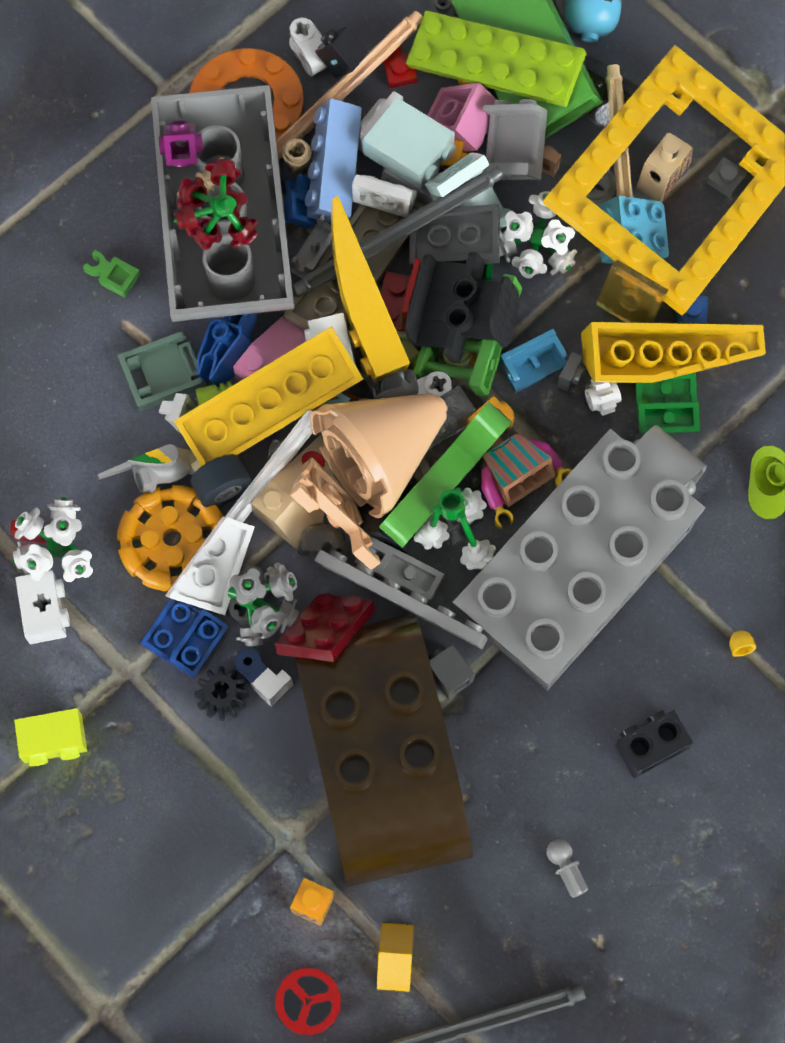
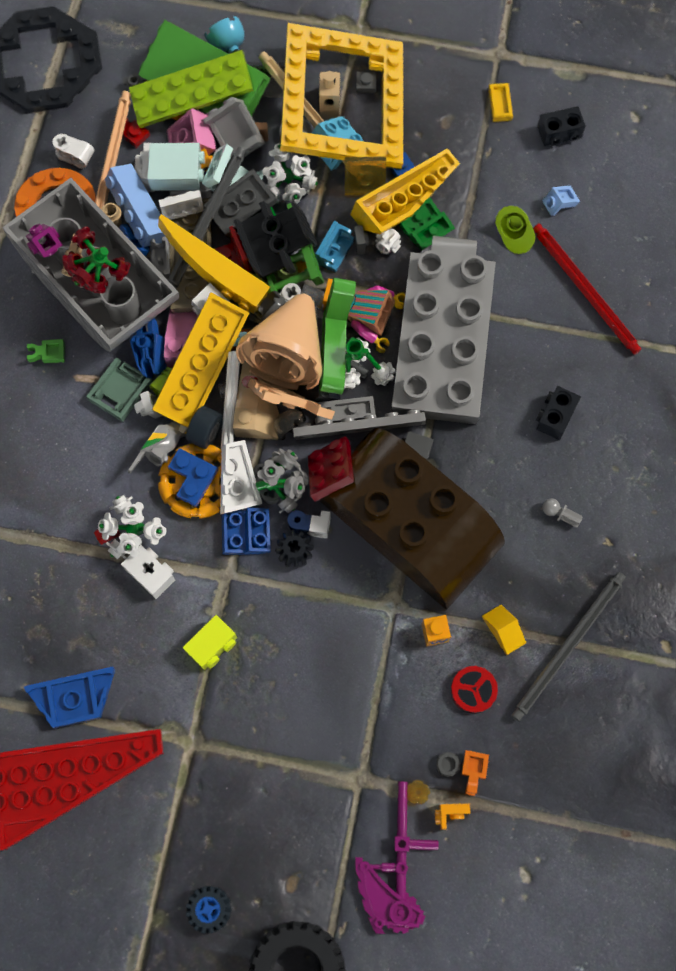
camera: 35 degrees left, 0 degrees up
(174, 533) = (197, 474): none -> blue plate
(340, 51) = (95, 140): black brick -> none
(741, 643) = (563, 327): yellow hinge -> none

